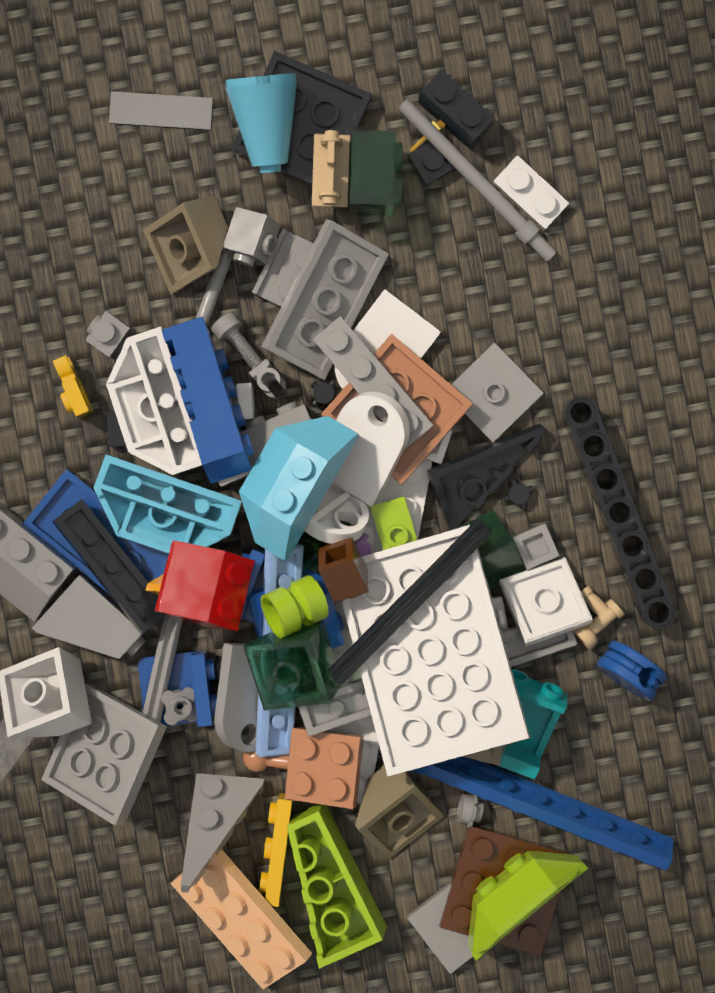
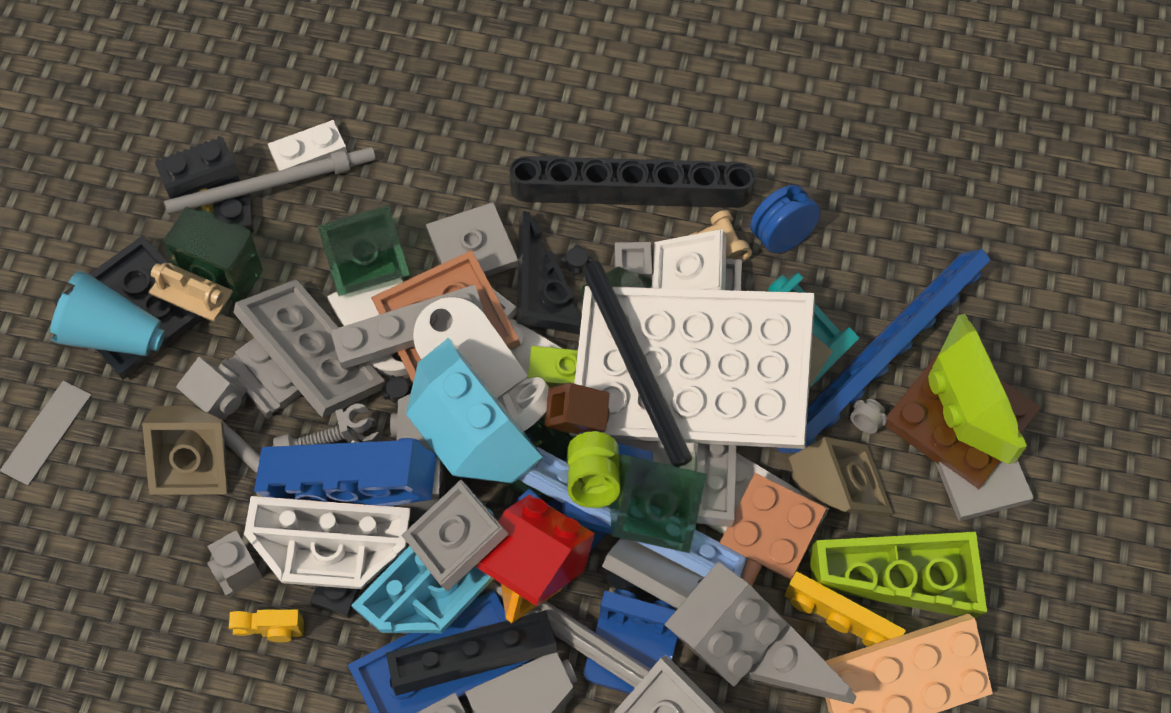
camera: 65 degrees left, 25 degrees down
(170, 701) = (641, 653): light grey plate -> none
(189, 516) = (454, 535): none -> light grey plate
(214, 763) = (726, 623): none -> light grey brick
(437, 303) = (363, 250): none -> clear green slope

